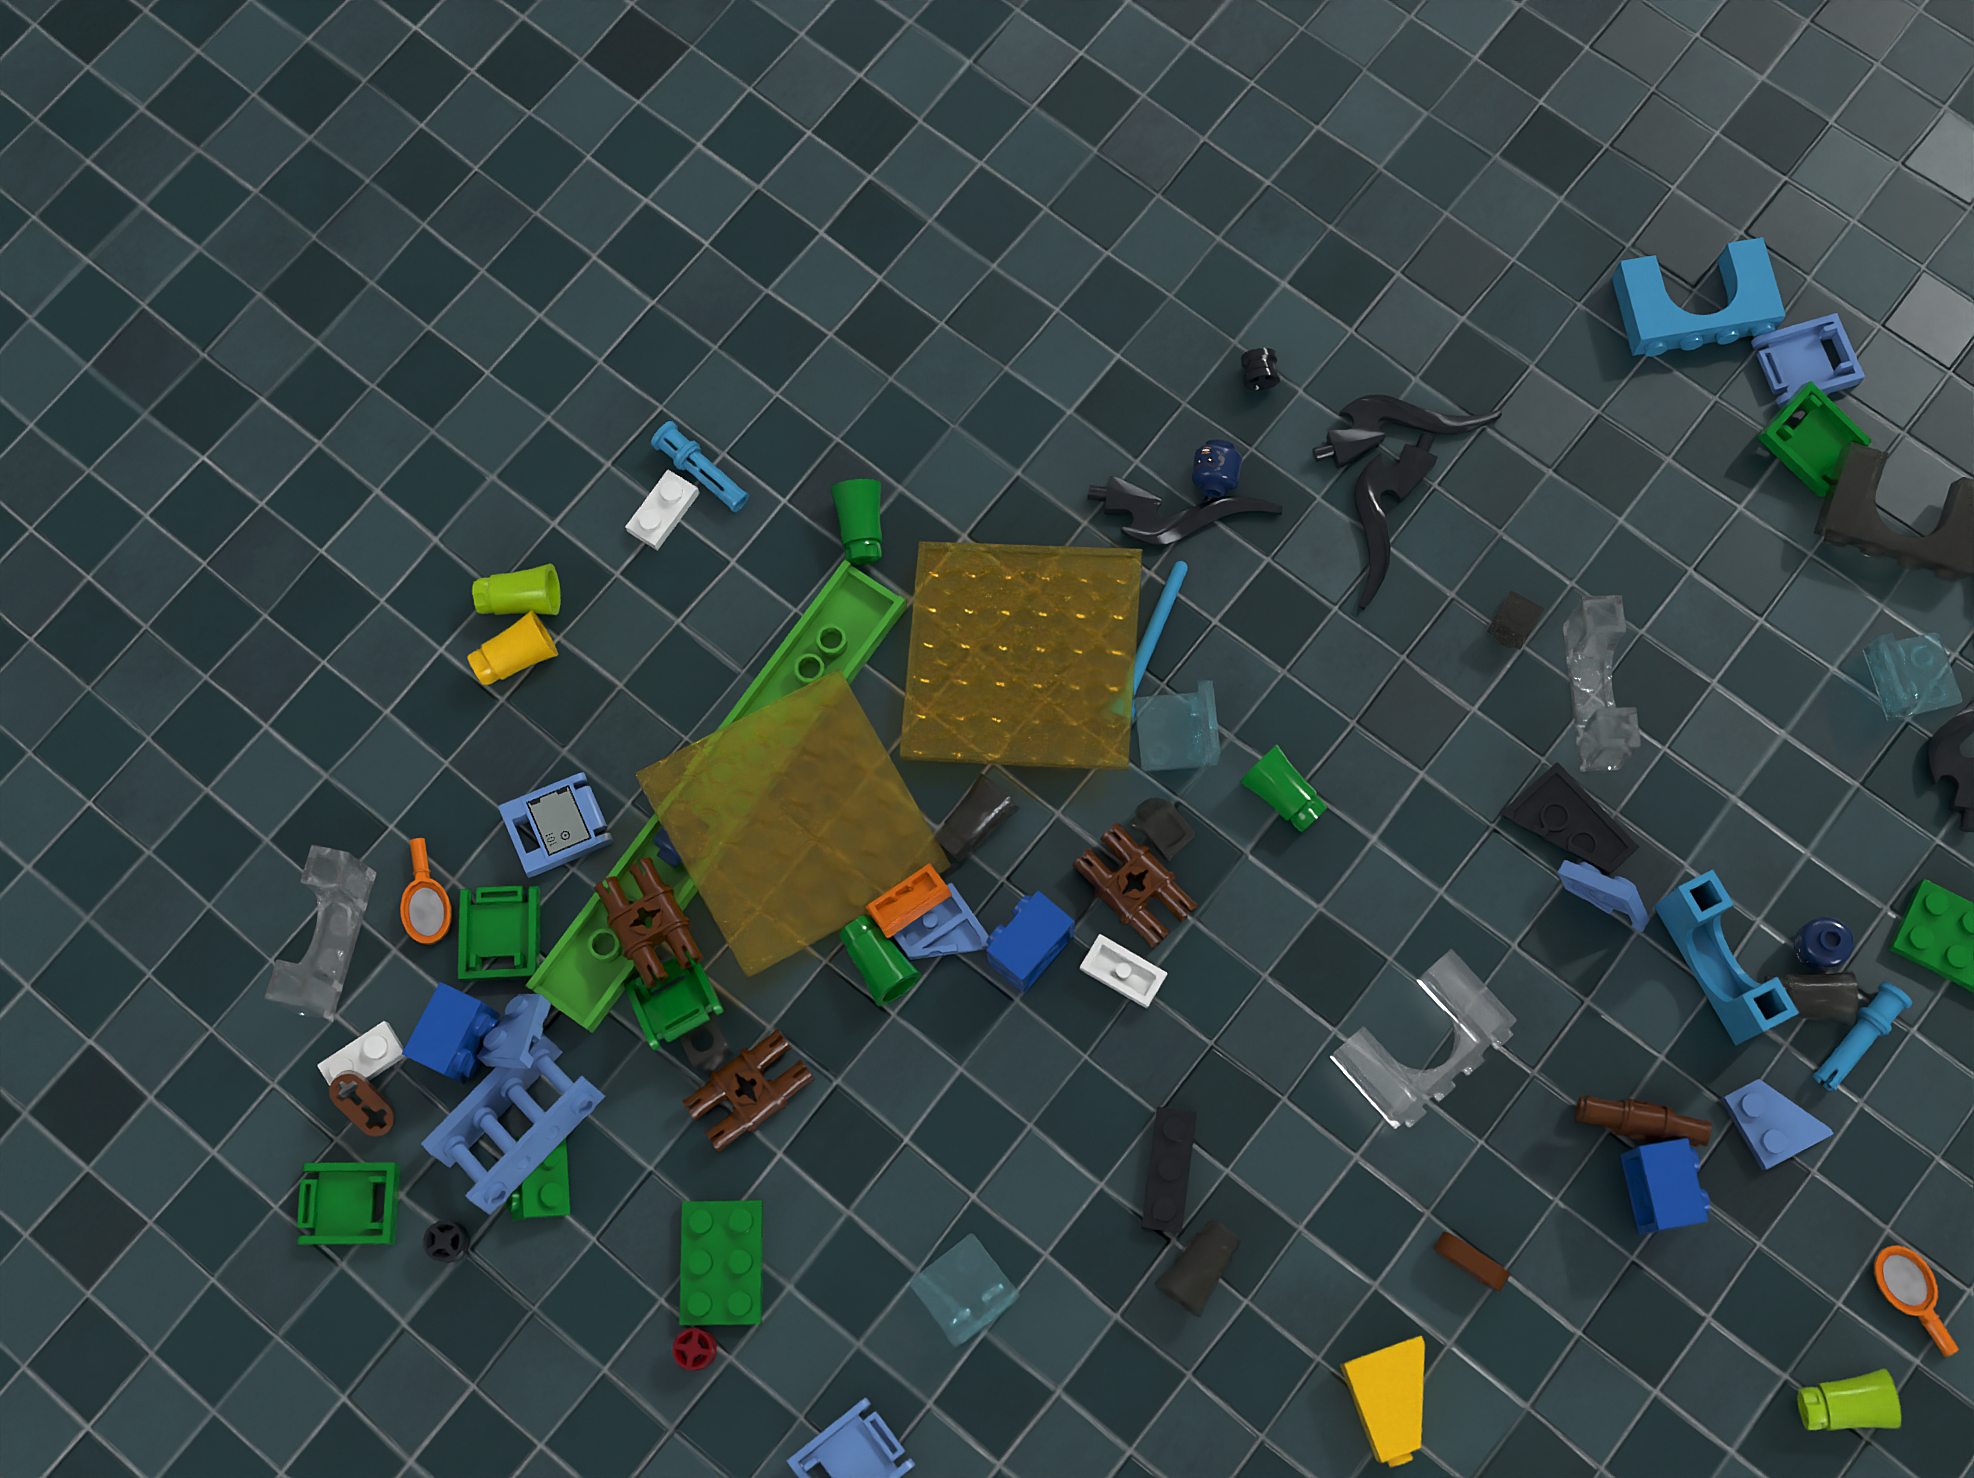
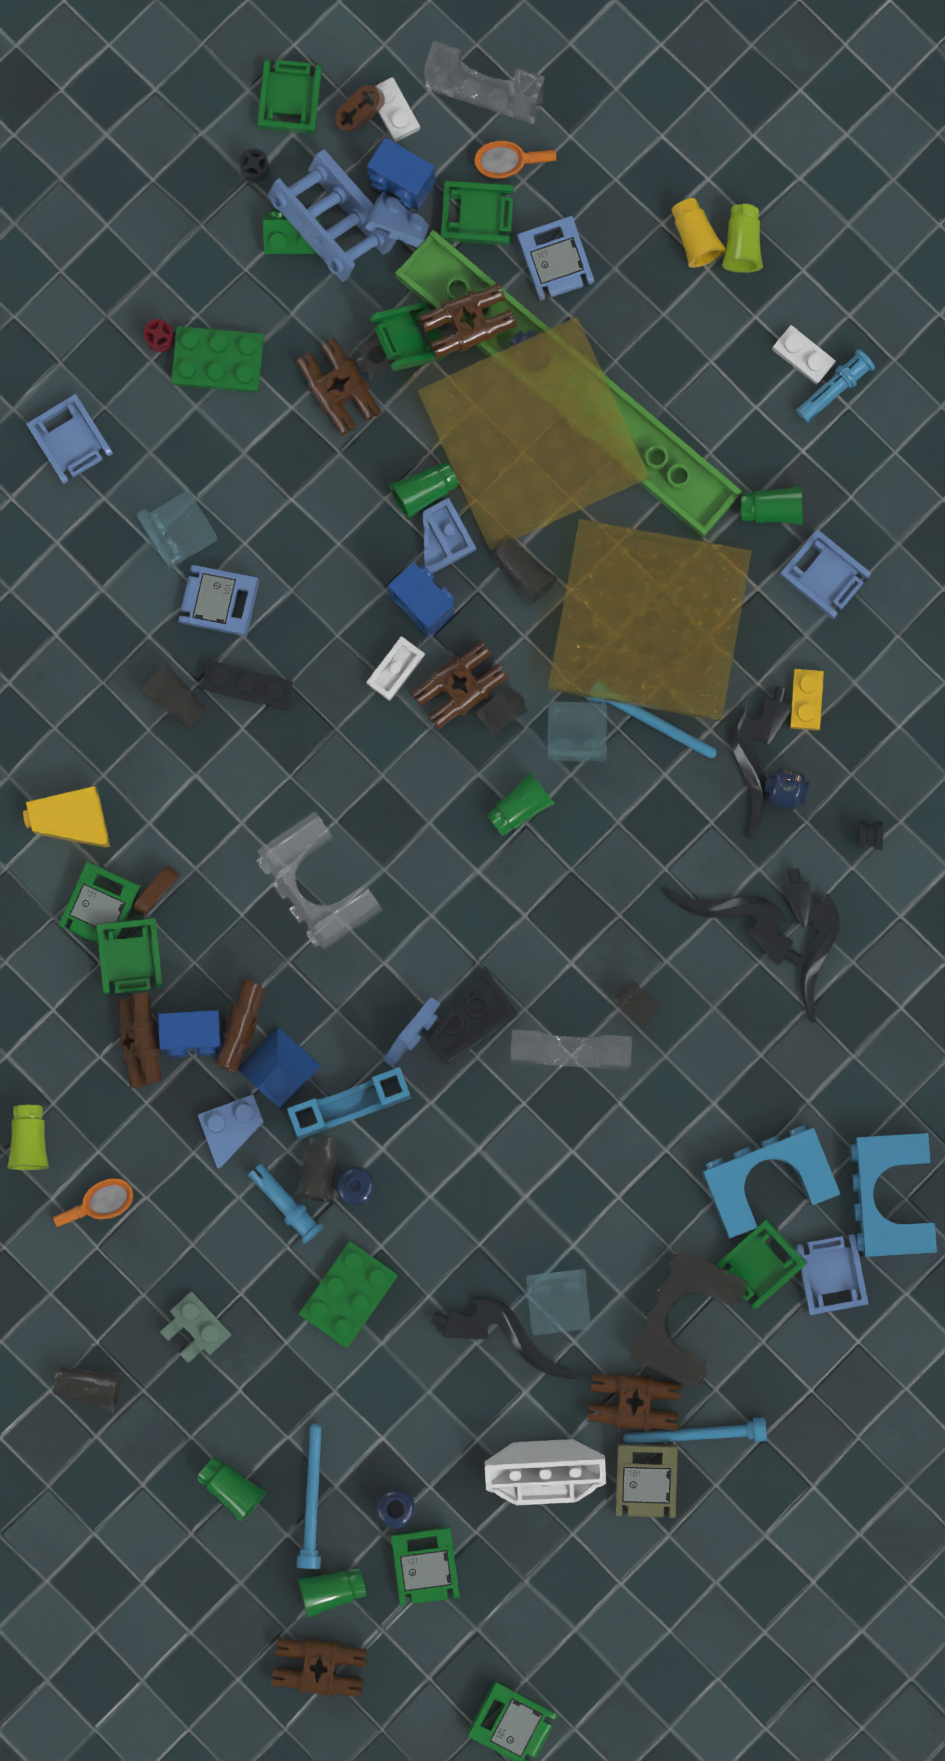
camera: 90 degrees right, 10 degrees up
(908, 900) = (463, 513): orange plate -> none
(941, 452) = (828, 578): none -> medium blue container
(1057, 1229) = (212, 600): none -> container
(1099, 461) = (806, 699): none -> yellow plate
(1512, 1342) = (97, 905): none -> container
(1572, 1286) = (129, 959): none -> green container
(1684, 1065) = (279, 1068): none -> blue slope
(1686, 1259) = (139, 1040): none -> reddish brown pin
(1714, 486) = (799, 1151): none -> dark azure arch

